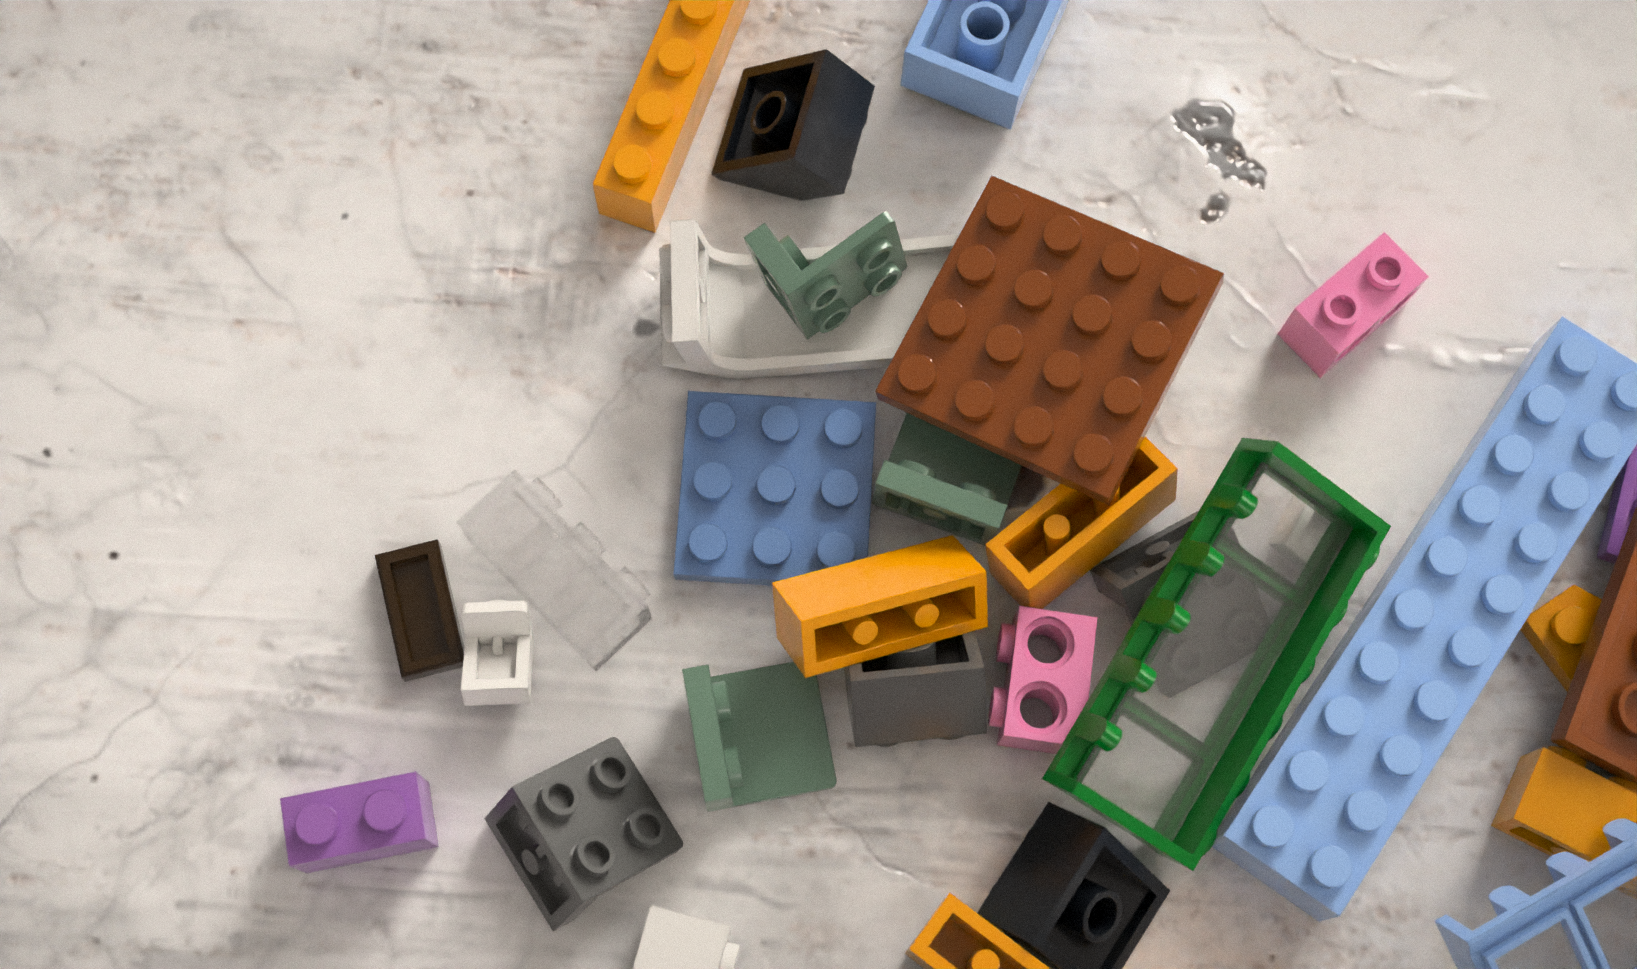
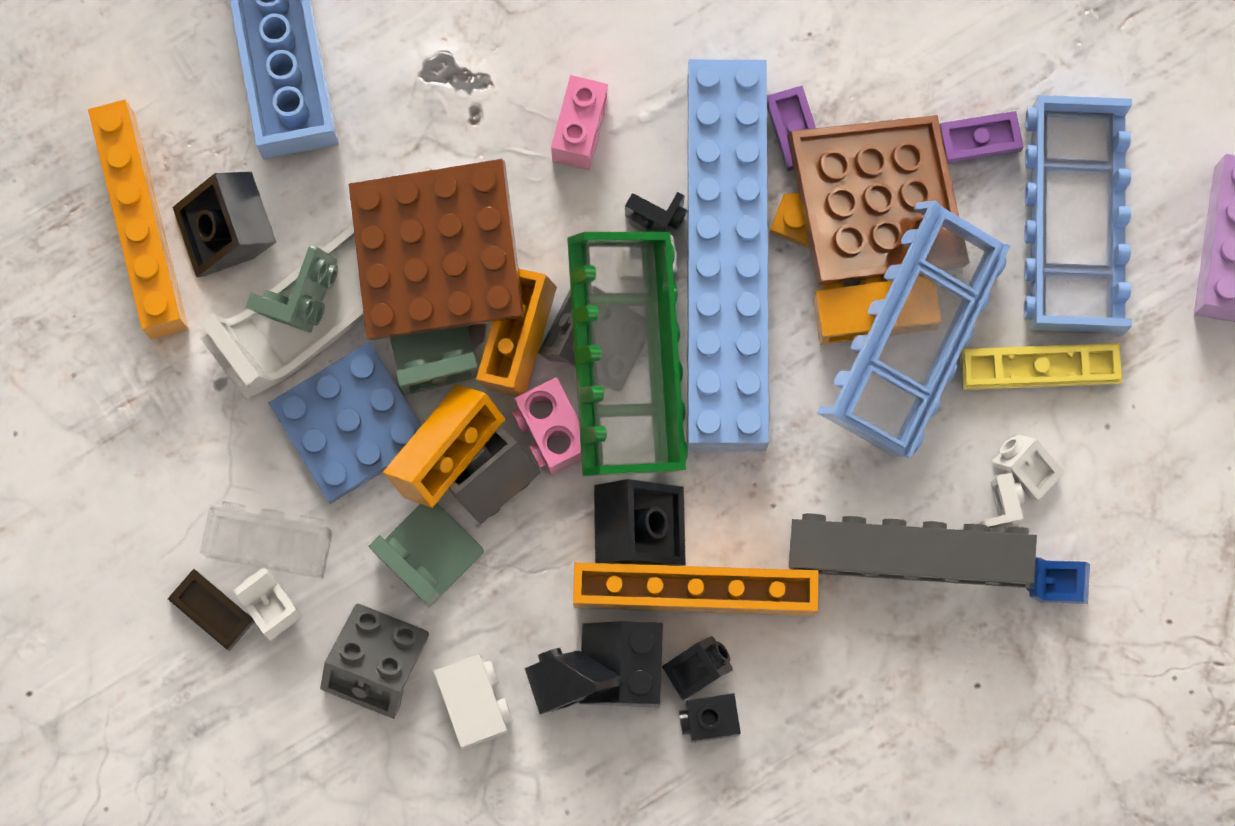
camera: 30 degrees left, 5 degrees up
(359, 822) = (260, 733): medium lavender brick -> none
(1365, 480) = (648, 216): none -> black bracket

